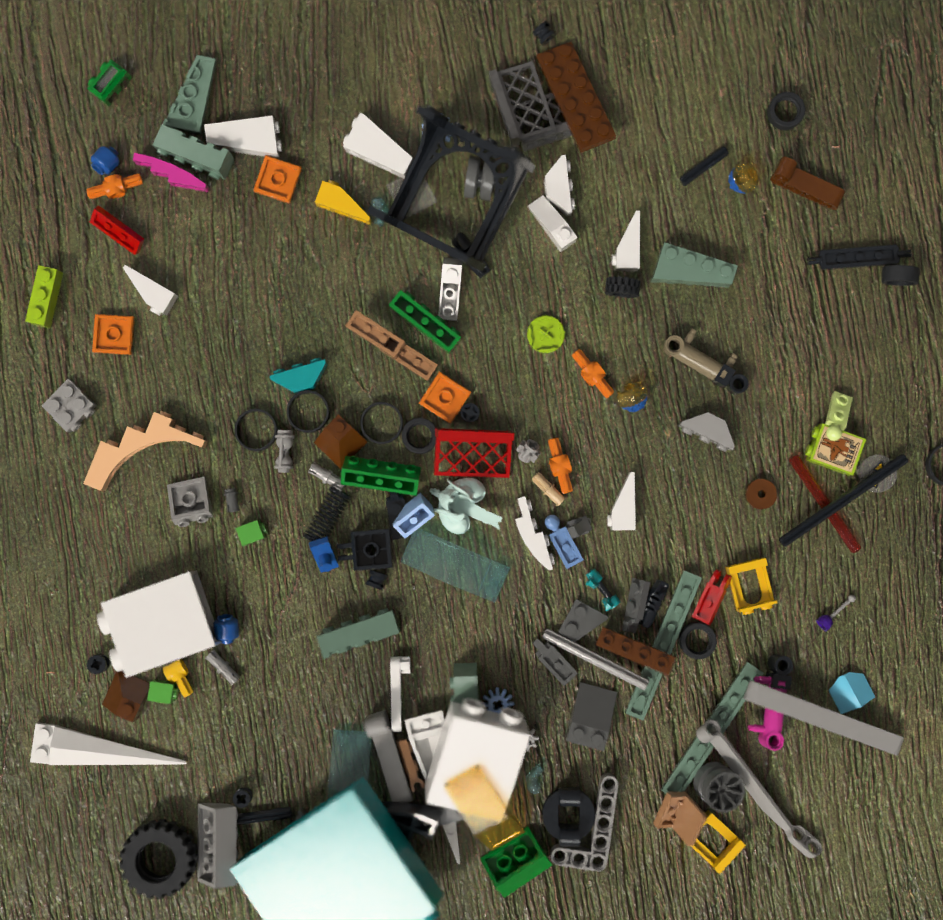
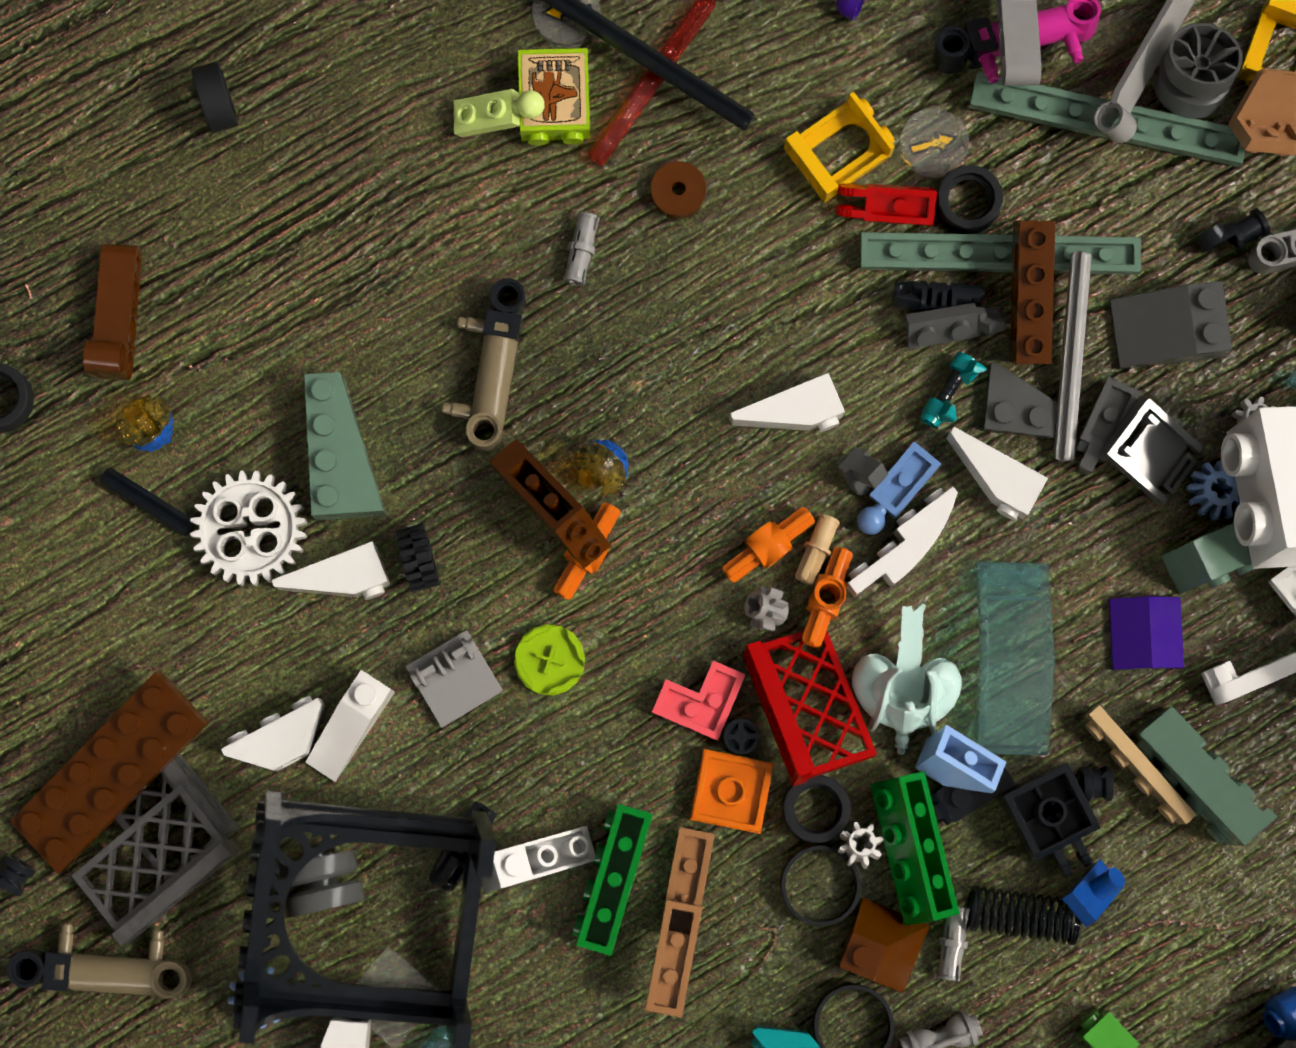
camera: 115 degrees left, 5 degrees down
(384, 601) = (1147, 778): none -> tan plate
(398, 449) = (869, 847): none -> white gear
(440, 638) = (1146, 633): none -> dark purple slope
(486, 44) = (99, 973): none -> dark tan piece
(490, 401) = (701, 711): none -> coral plate
(528, 680) = (1155, 454): none -> dark grey container
(530, 491) = (819, 611): none -> orange axle
(546, 597) = (1001, 478): none -> white slope
(555, 283) = (454, 678): none -> light grey hinge
(623, 362) = (550, 503): none -> reddish brown slope
(625, 772) = (1235, 233): none -> black connector
(686, 215) = (246, 496): none -> white gear
(710, 429) = (604, 316): light grey slope -> none
(735, 636) = (934, 142): none -> clear tile
(749, 432) = (581, 248): none -> light grey pin
(859, 257) = (208, 179): black plate -> none

